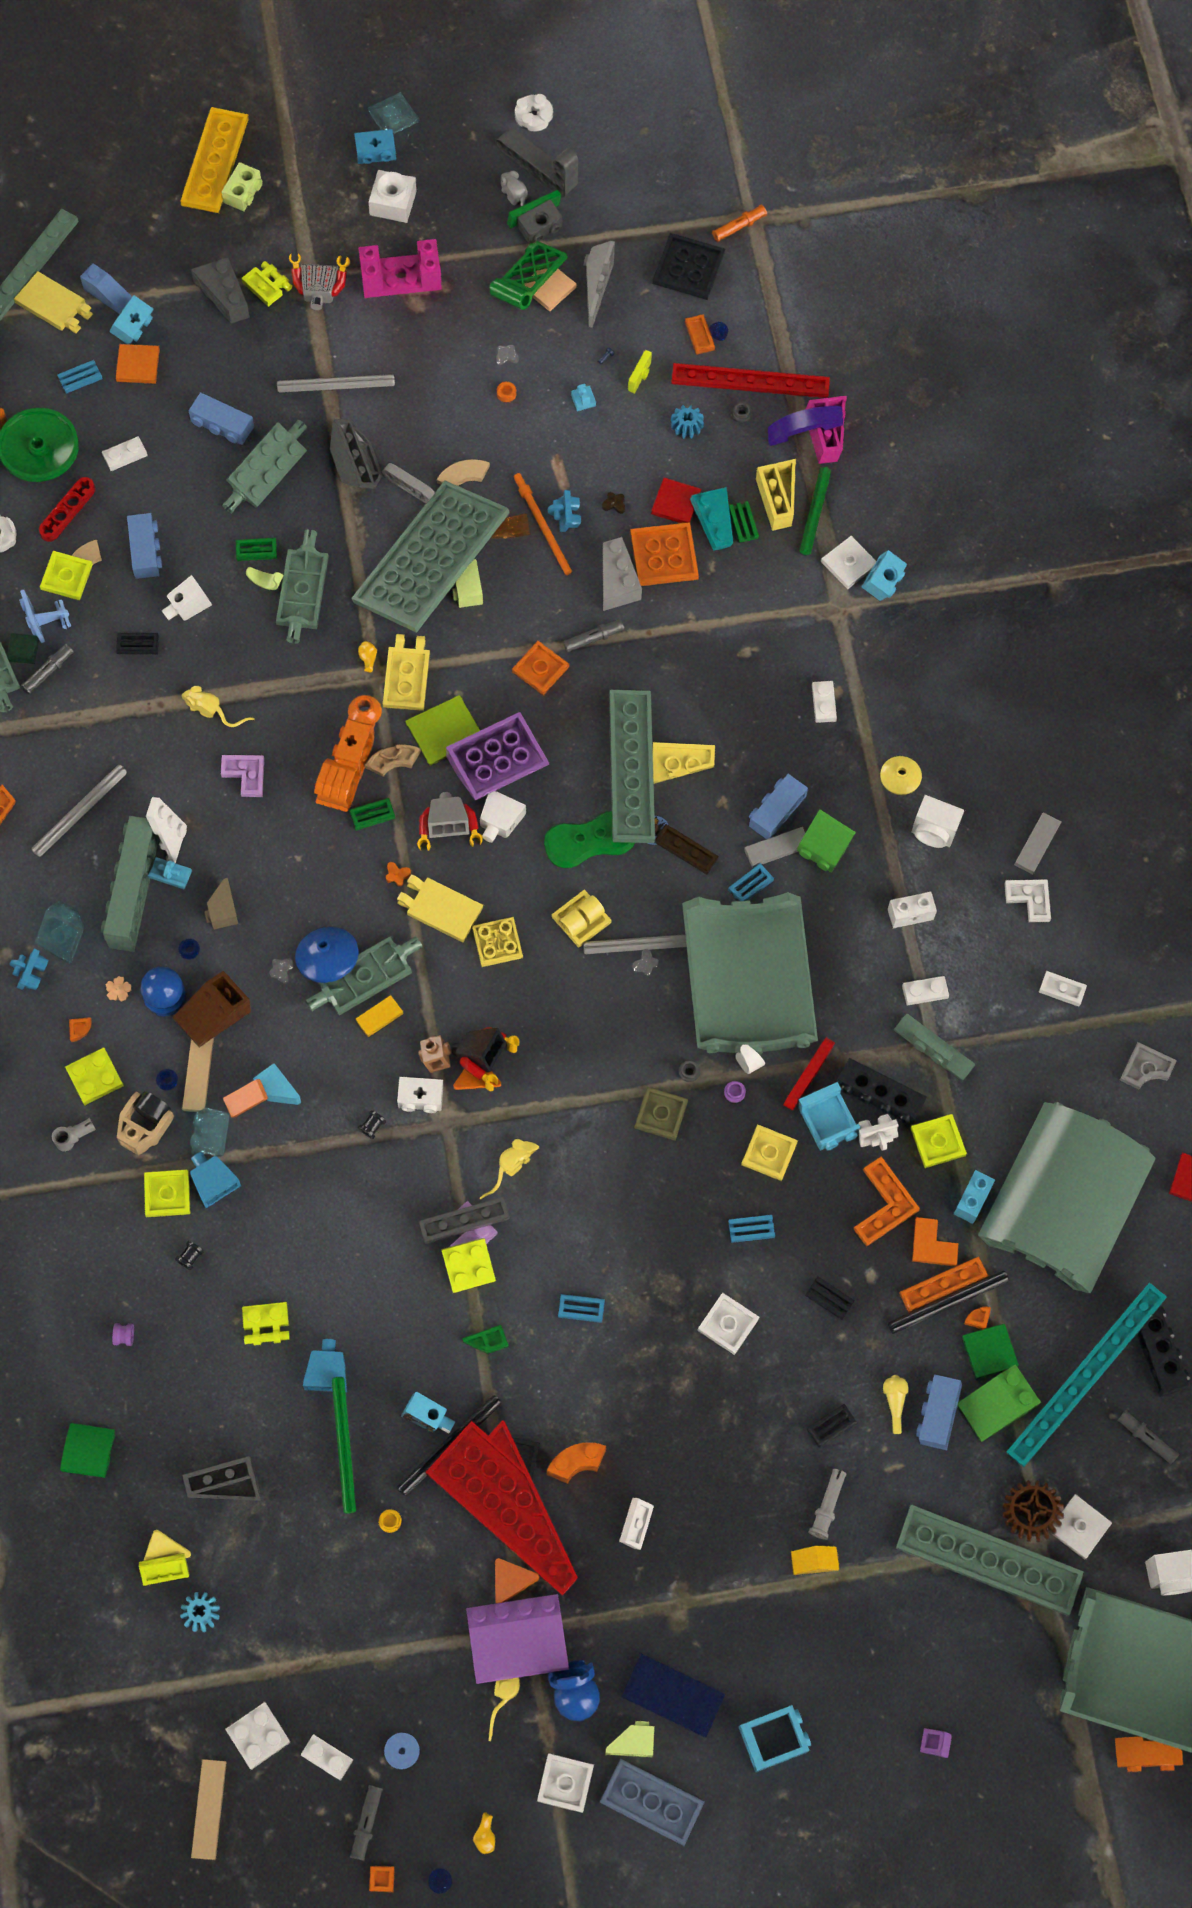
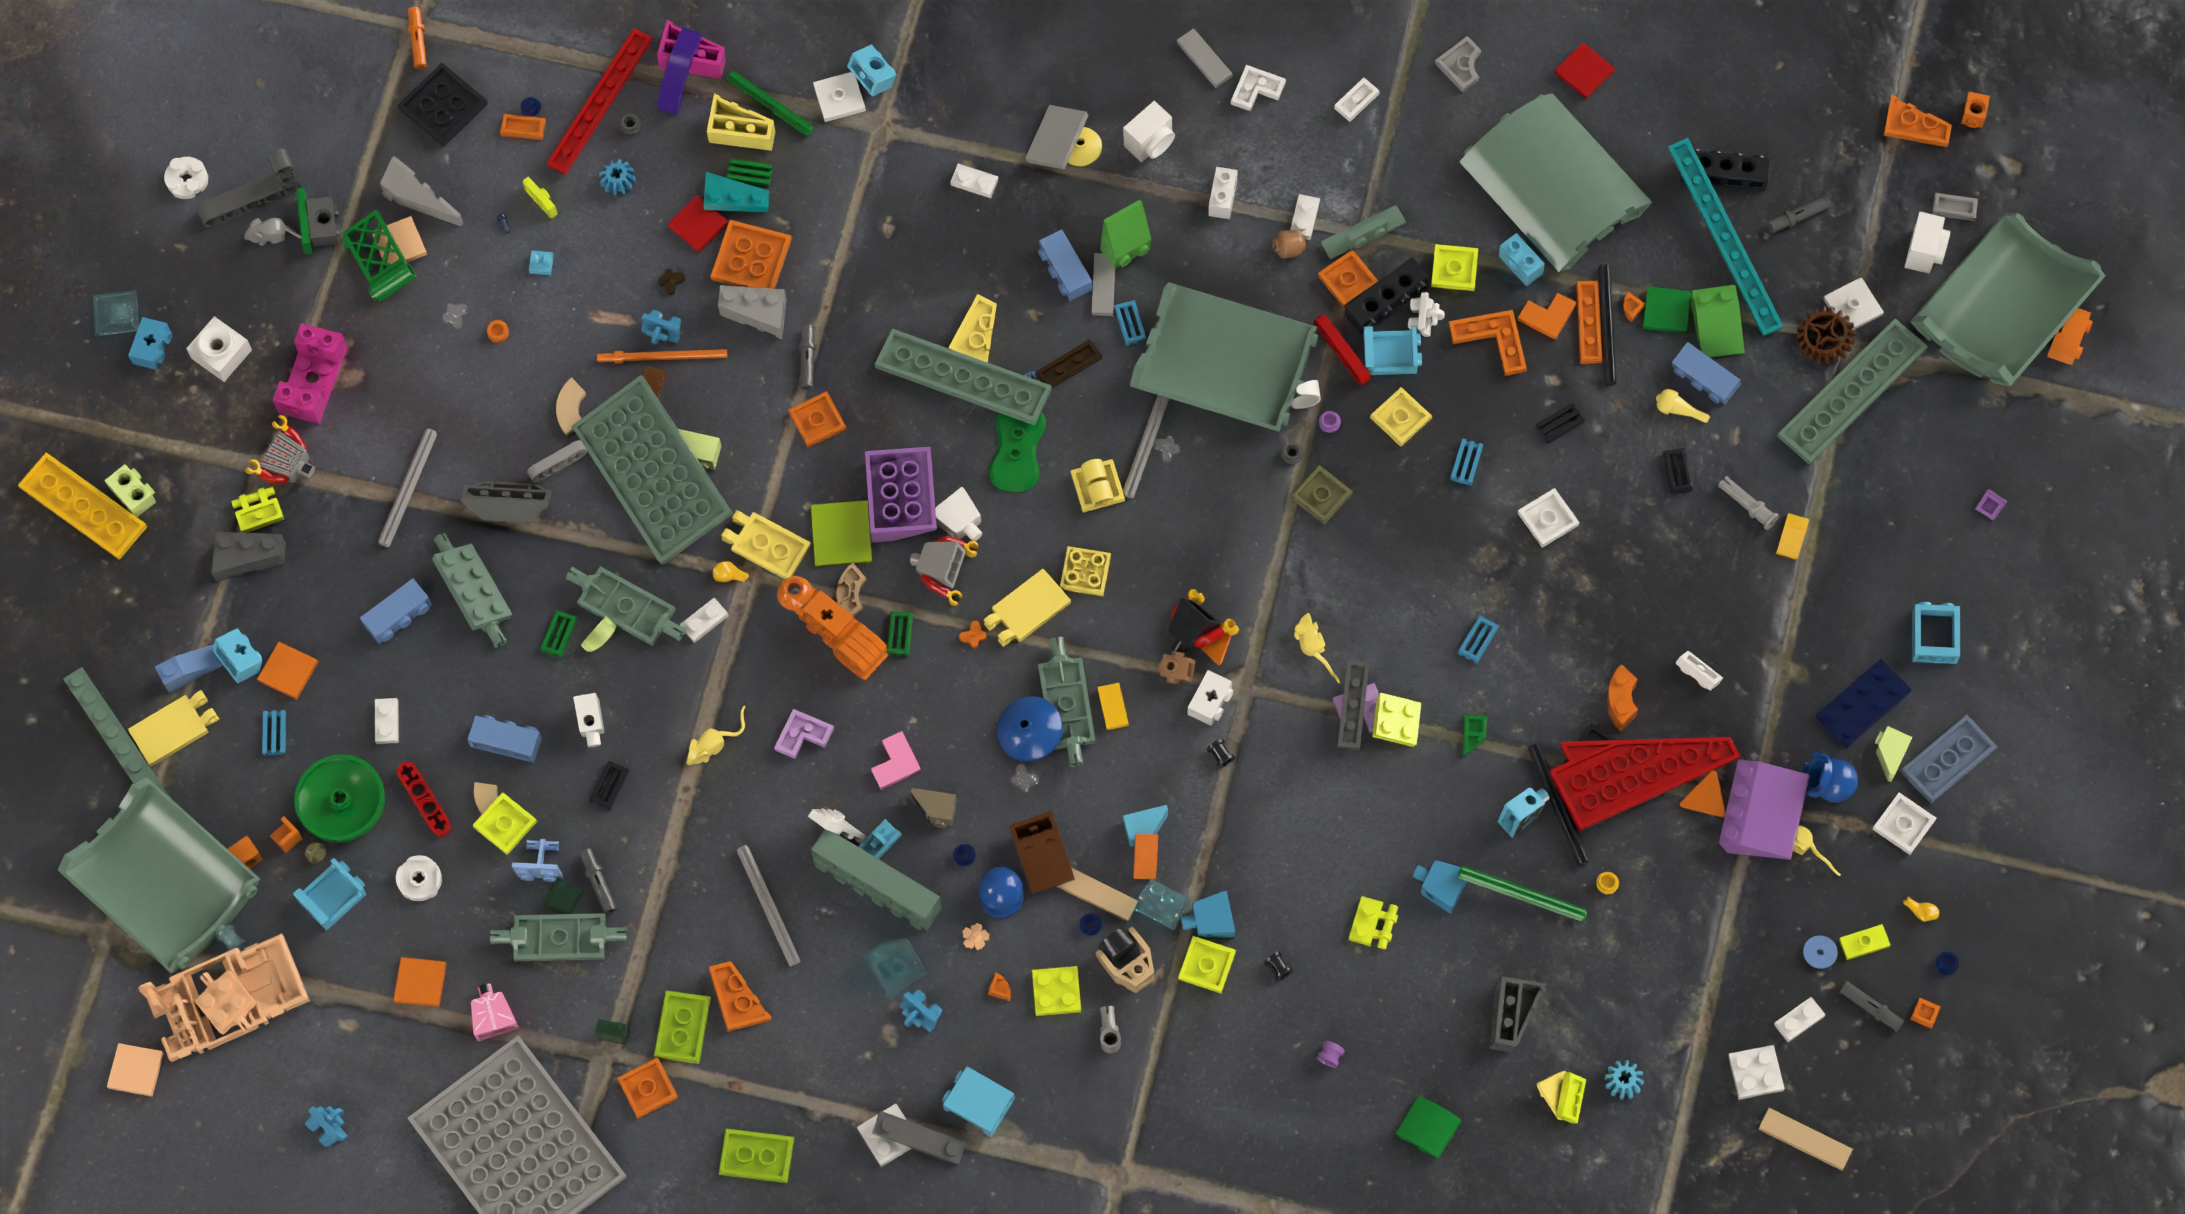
camera: 60 degrees left, 0 degrees up
(252, 864) = (902, 762): none -> bright pink tile
(317, 654) = (704, 620): none -> white plate
(429, 1790) = (1864, 942): none -> neon yellow plate
(882, 1050) = (1347, 278): none -> orange plate
(890, 986) = (1289, 244): none -> medium nougat head
(897, 750) = (1056, 137): none -> light grey tile

